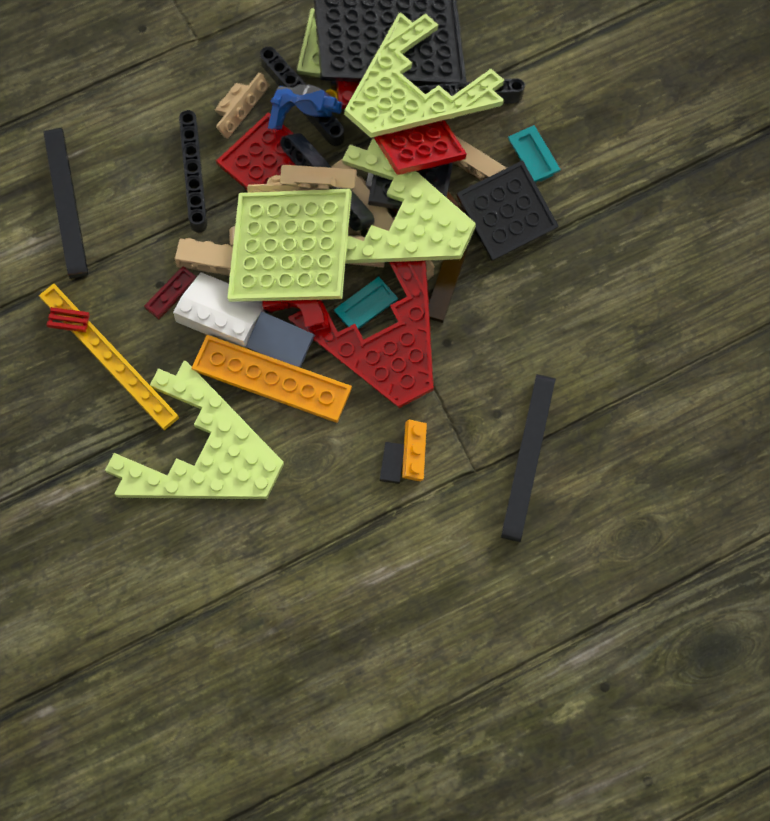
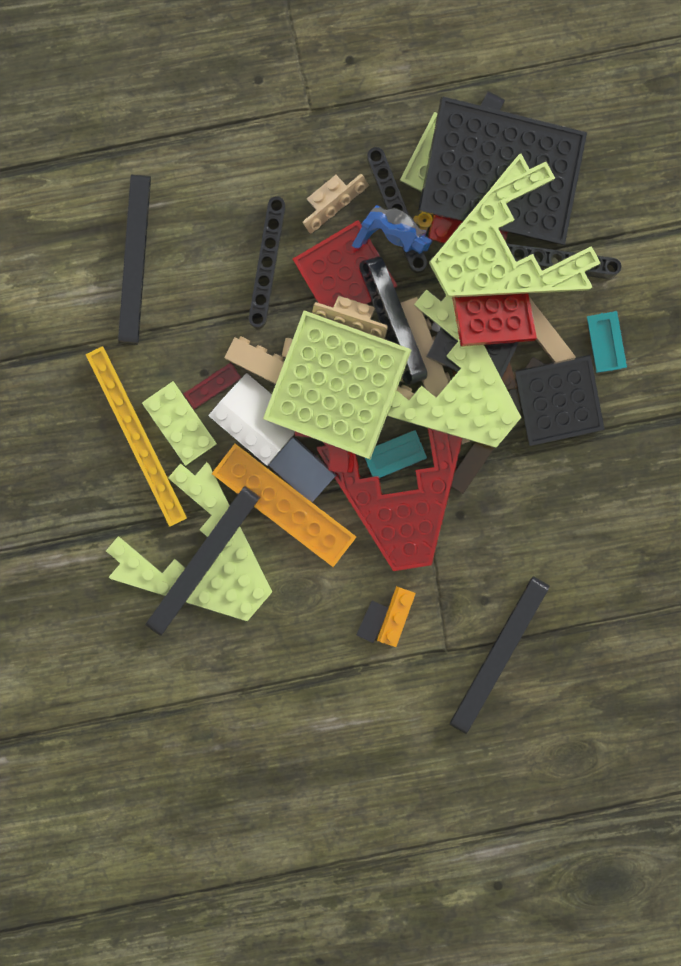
camera: 15 degrees right, 20 degrees up
(66, 312) = (92, 383): red tile -> none
(147, 334) = (179, 423): none -> yellowish green plate
(204, 448) = (202, 561): none -> black beam
(318, 176) = (383, 322): tan bracket -> none

